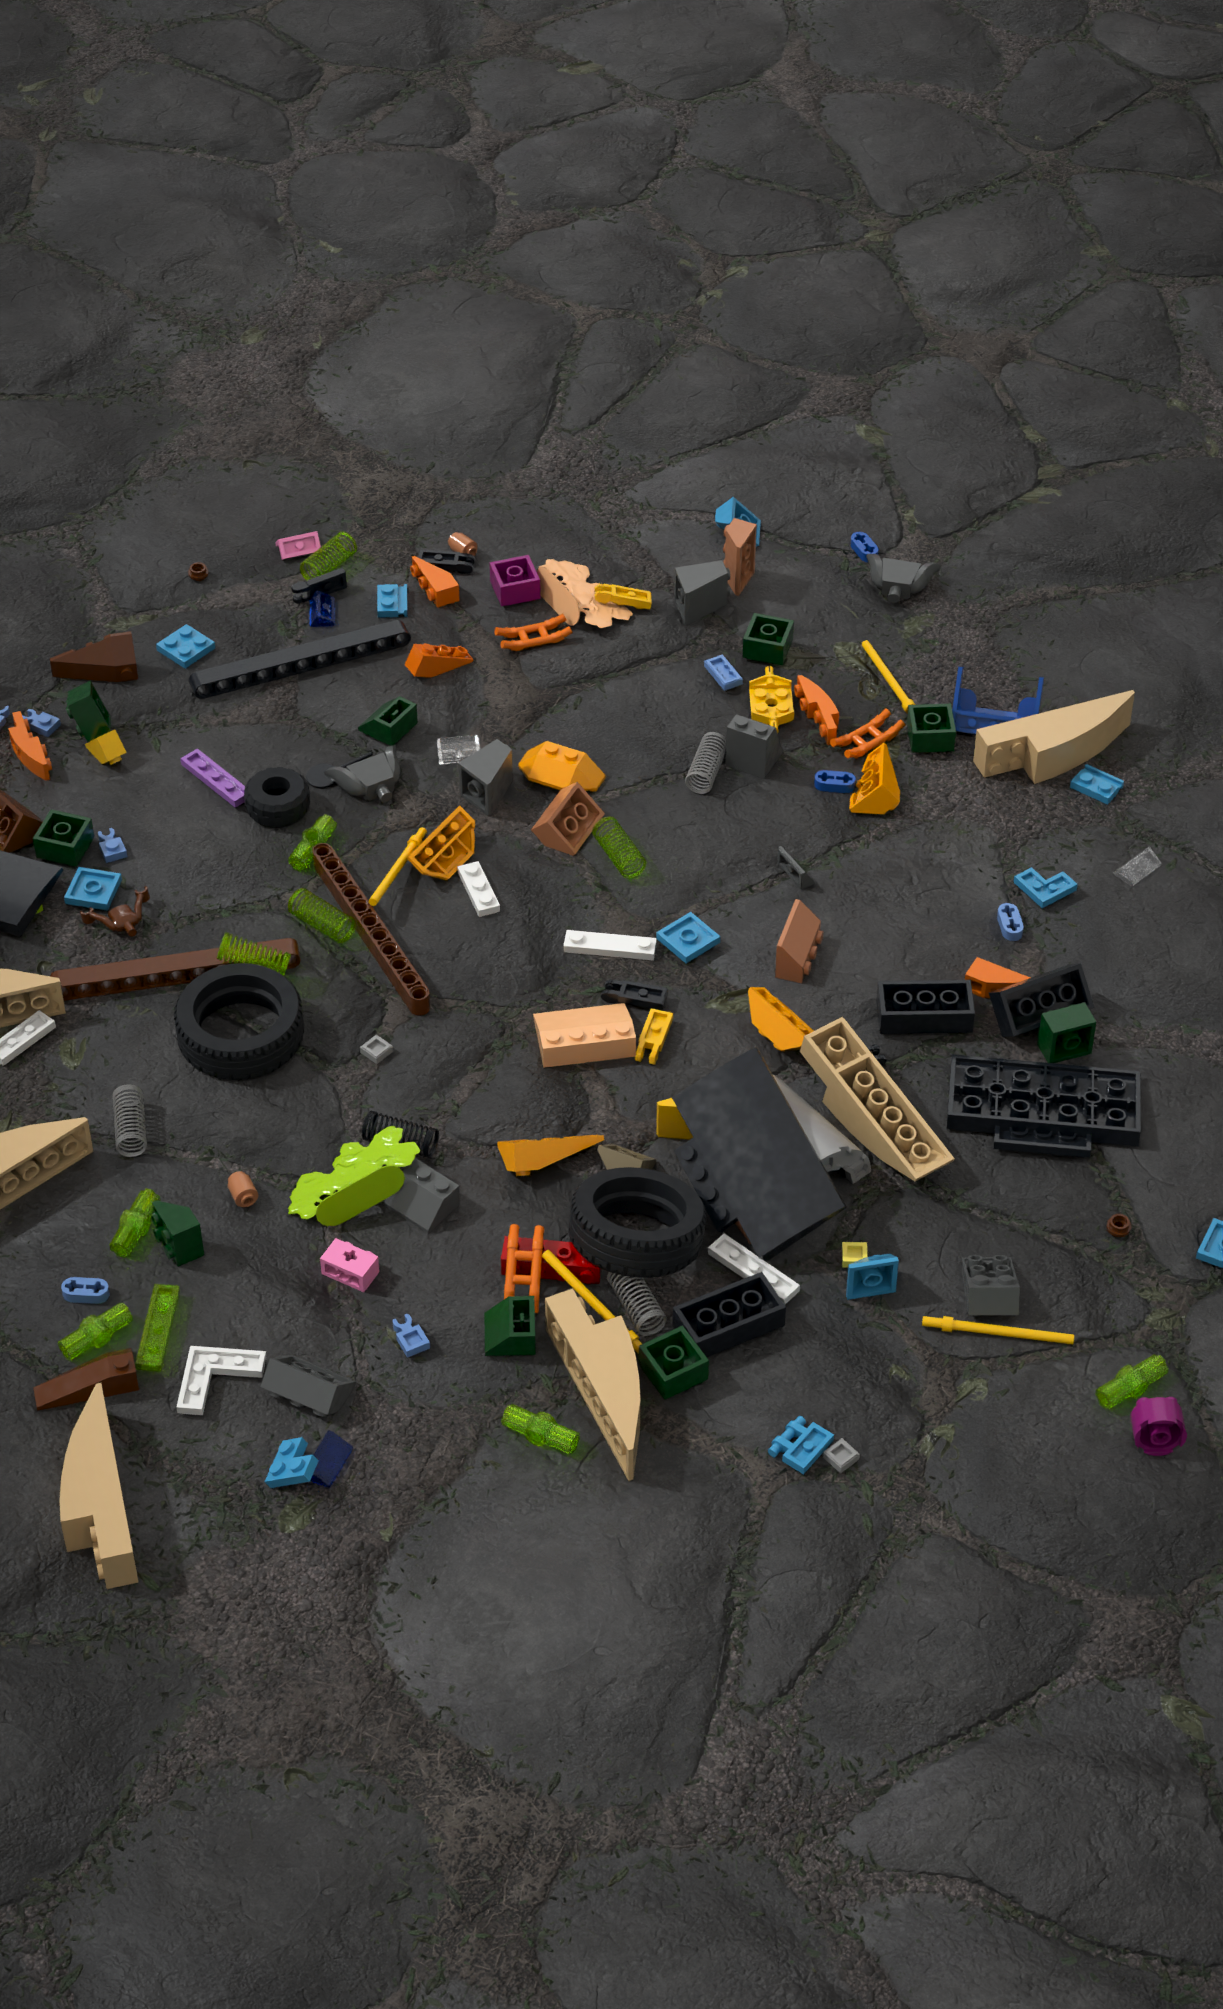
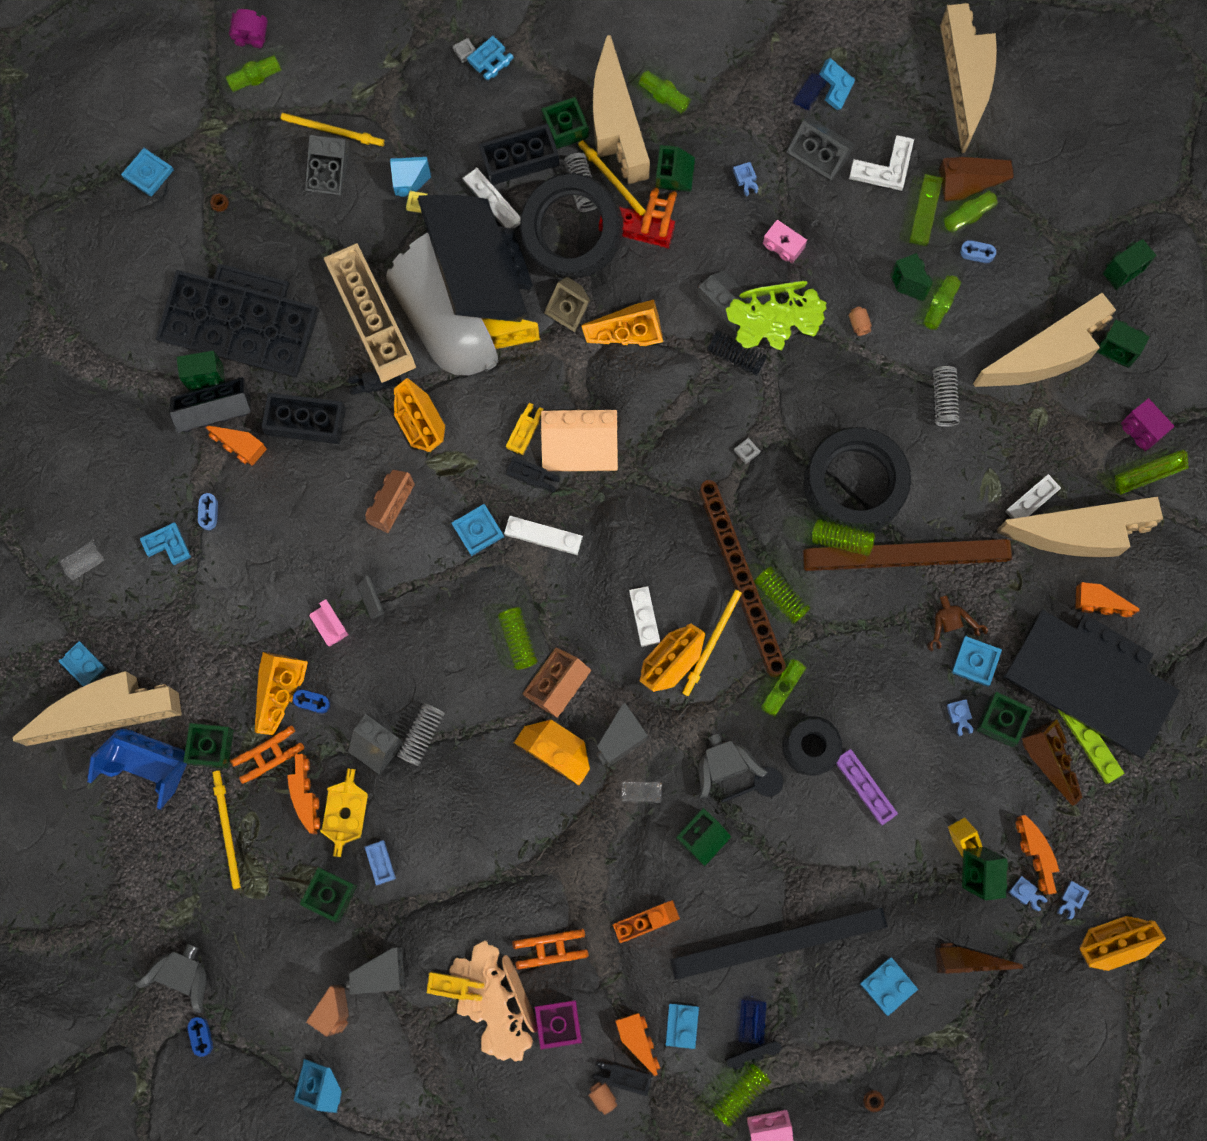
camera: 170 degrees left, 30 degrees up
(834, 844) = (328, 623): none -> bright pink panel

